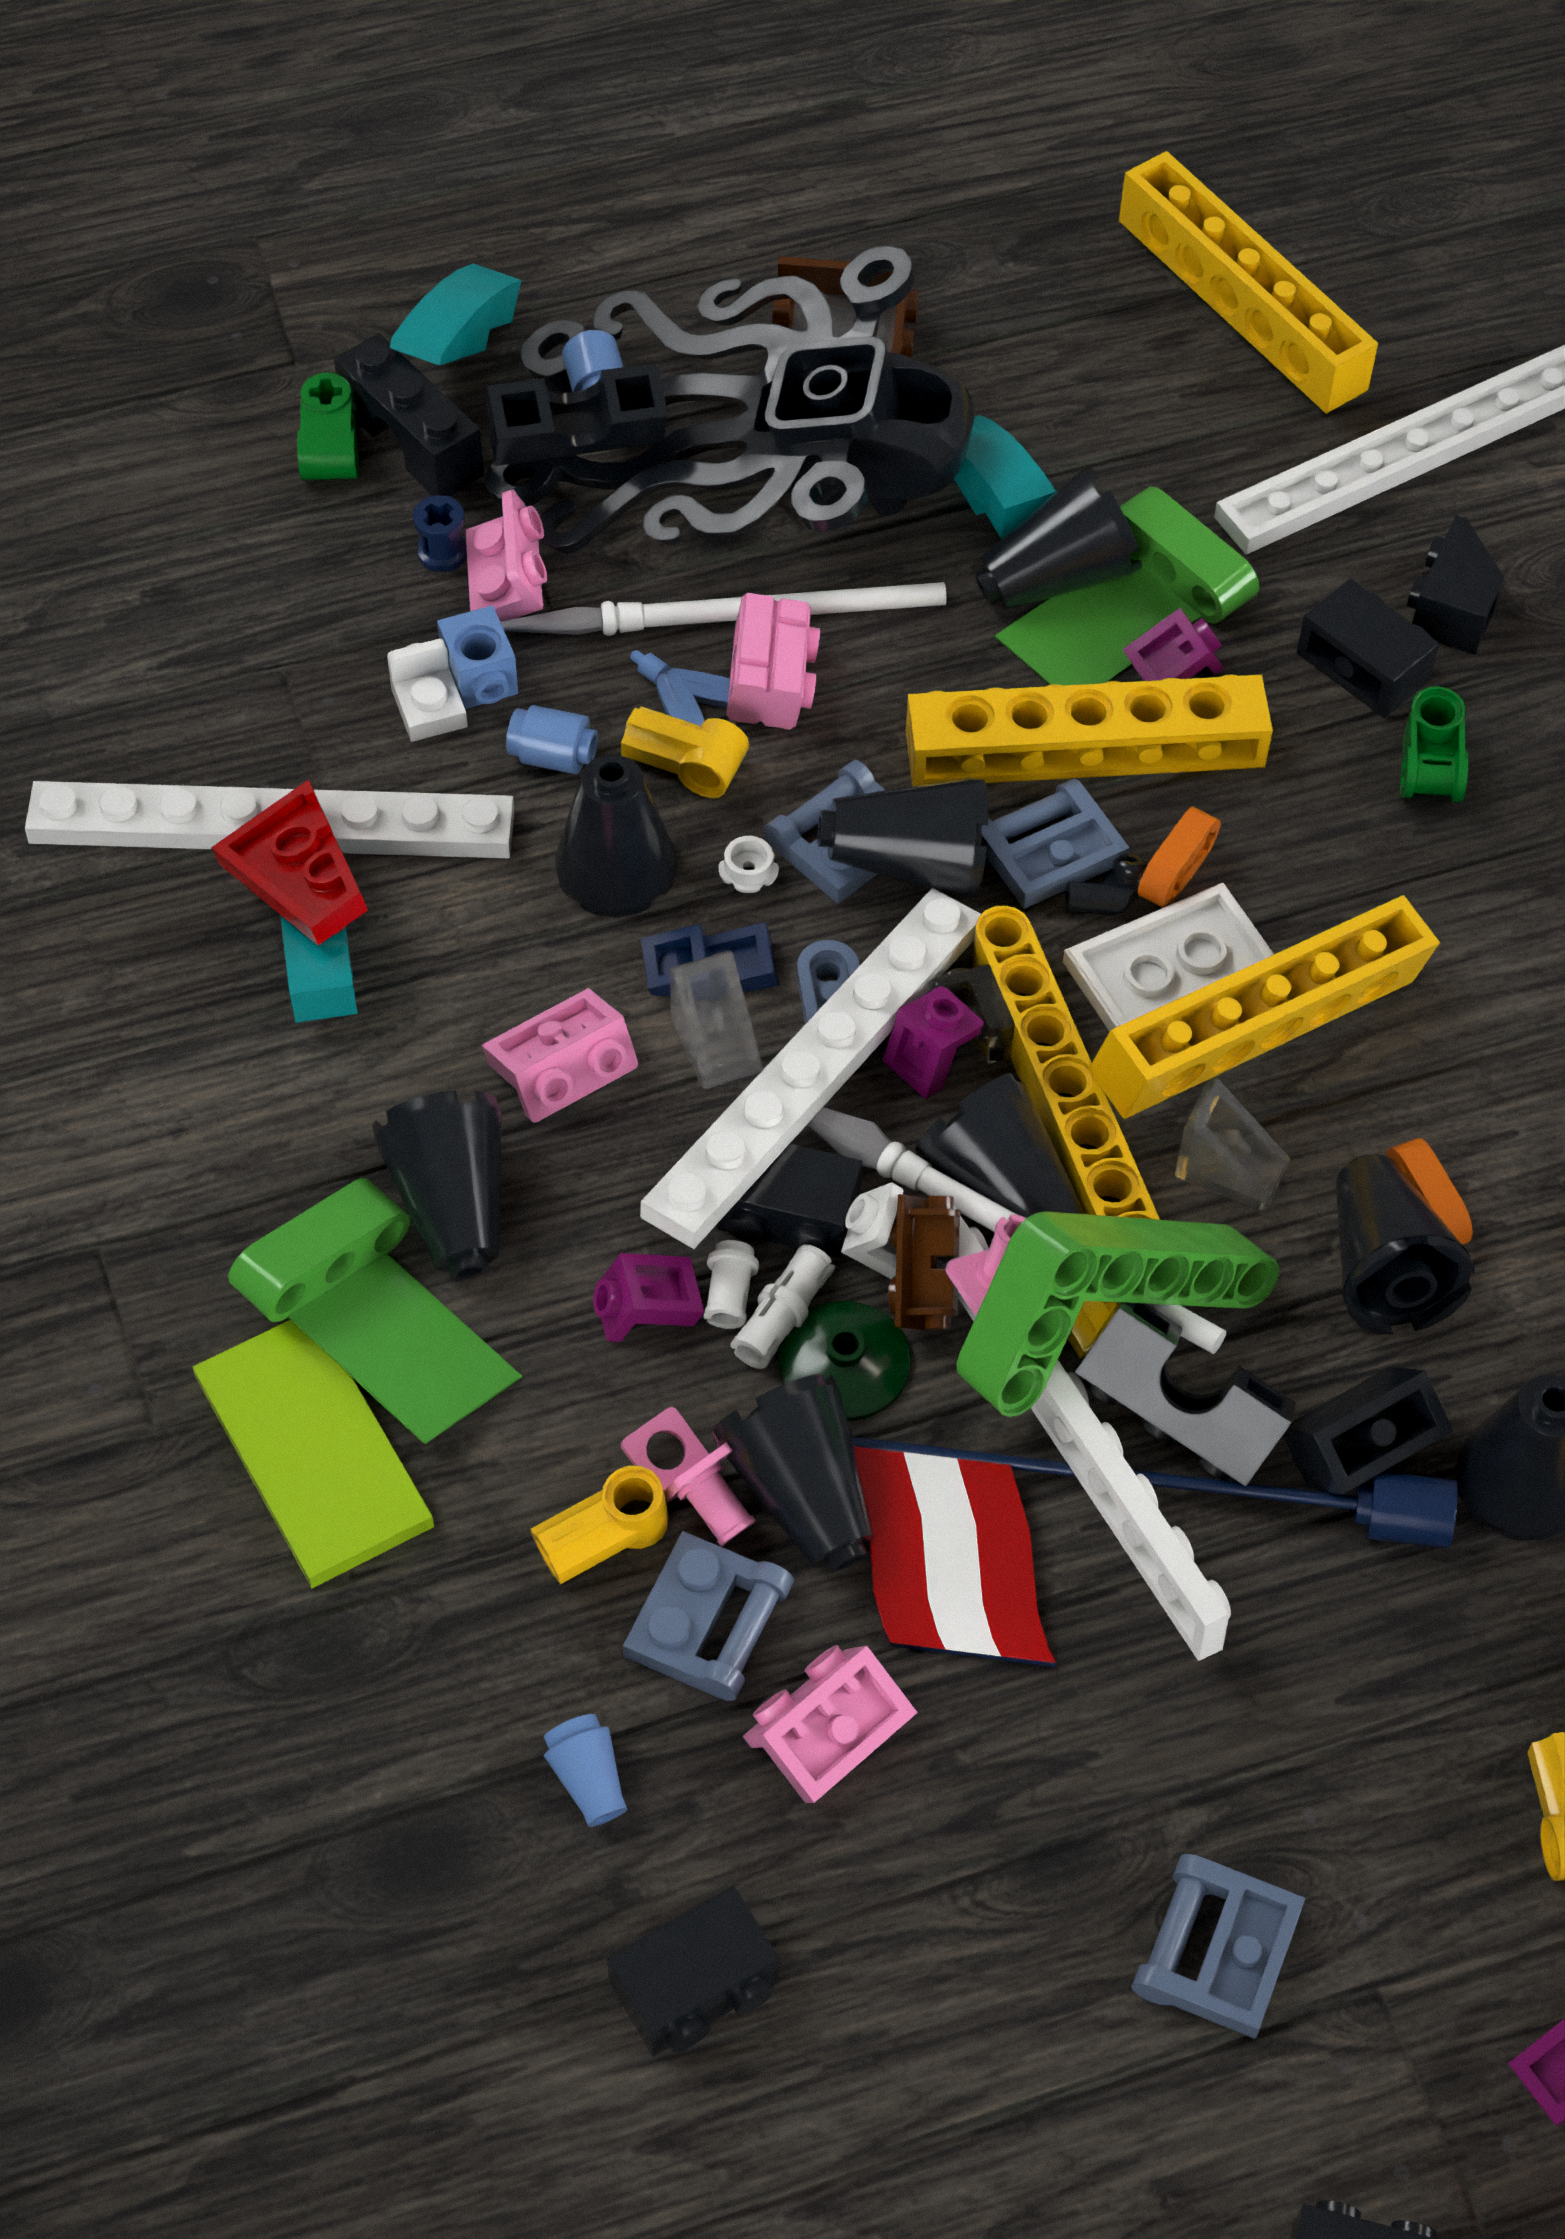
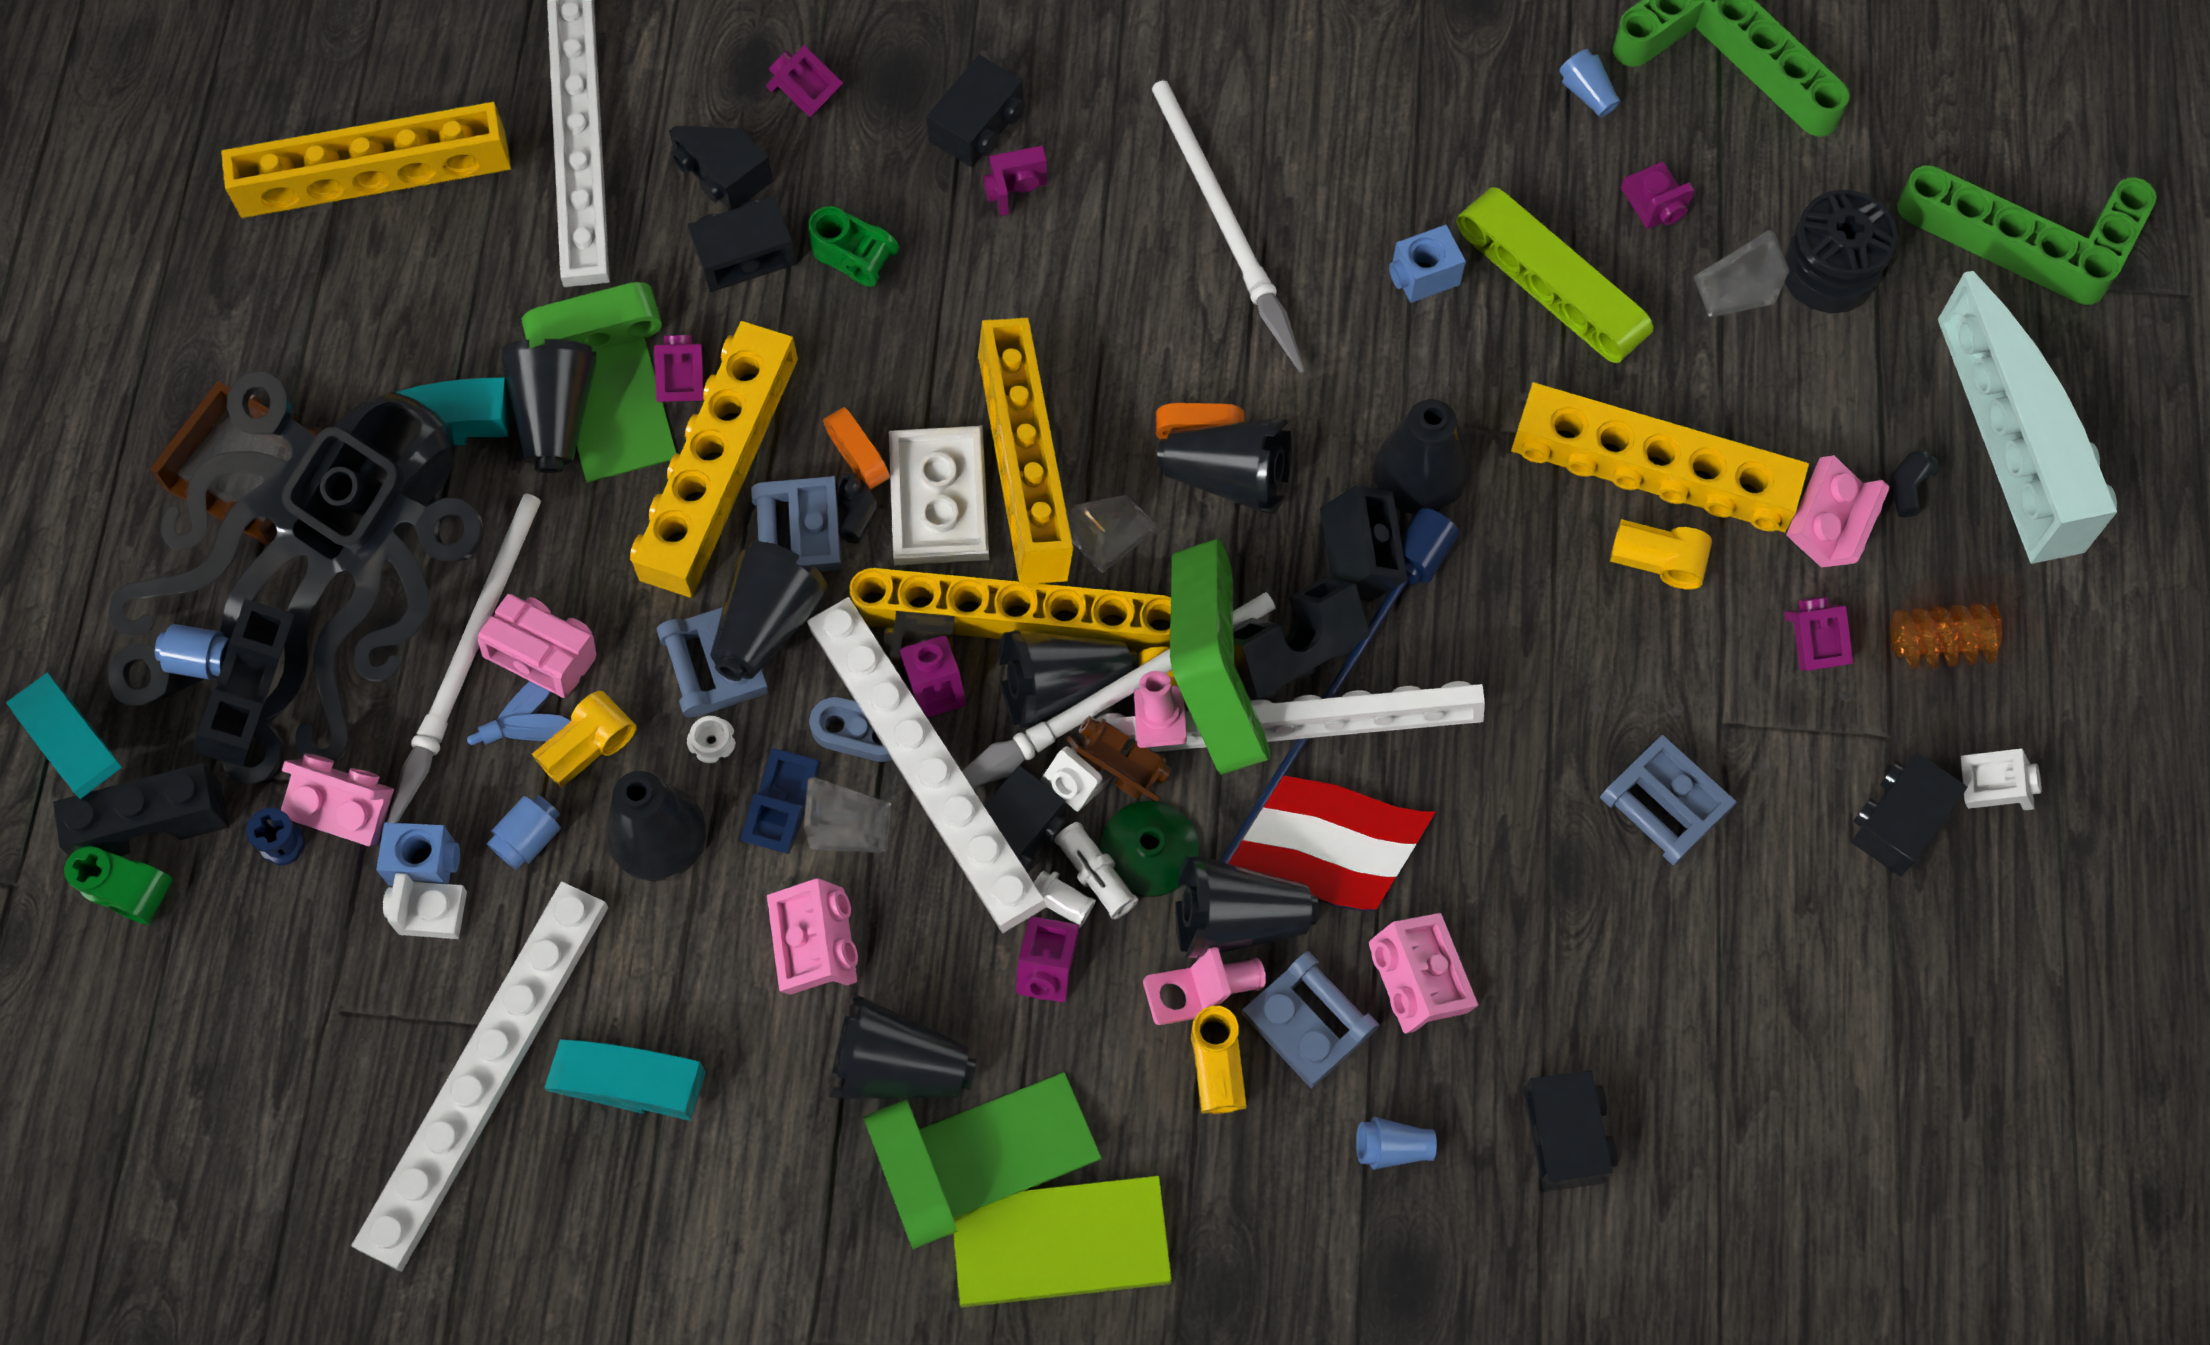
camera: 65 degrees left, 10 degrees up
(295, 865) = (562, 1064): red wing -> none

